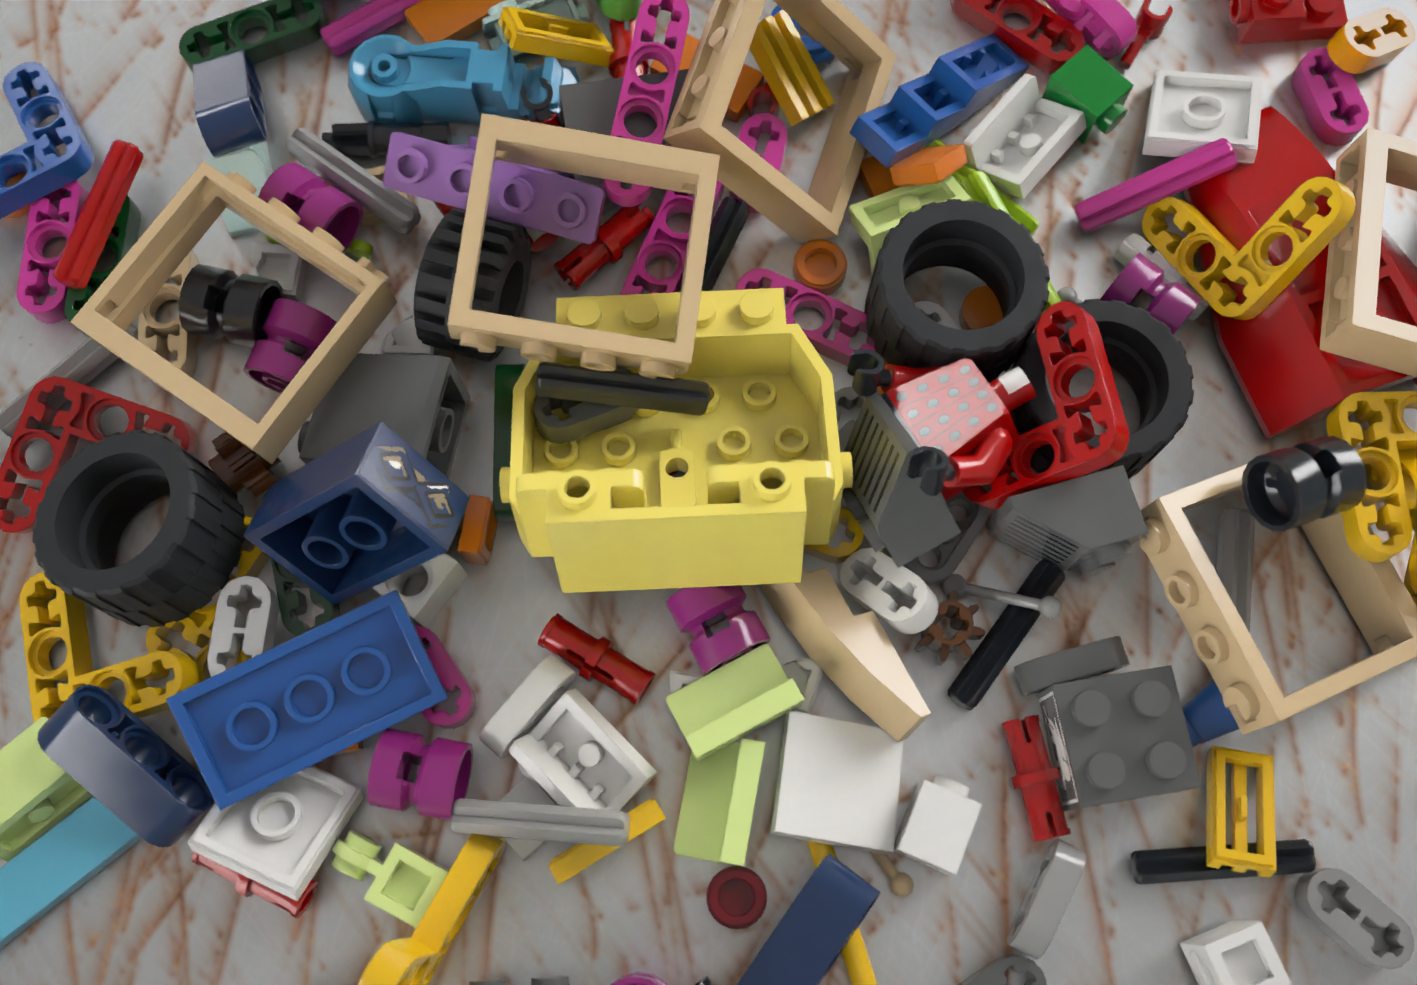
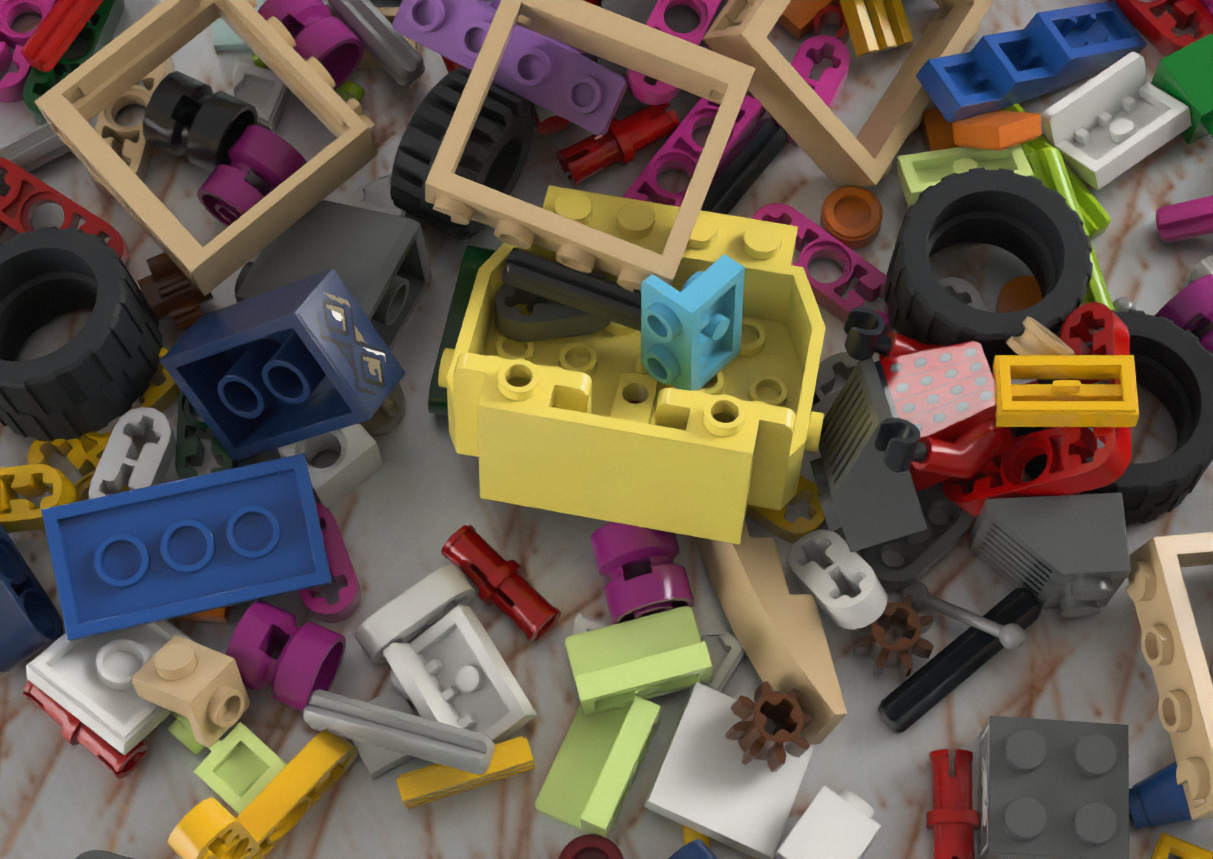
camera: 15 degrees right, 5 degrees down
(346, 824) = (195, 685): none -> tan bracket
(478, 531) = (406, 417): orange tile -> none
(717, 404) = (694, 330): none -> medium azure bracket
(850, 743) = (789, 721): none -> reddish brown gear
(1026, 353) = (1038, 341): none -> tan bush
(1069, 409) = (1065, 401): none -> yellow tile
(1072, 665) = (1035, 701): dark grey beam -> none

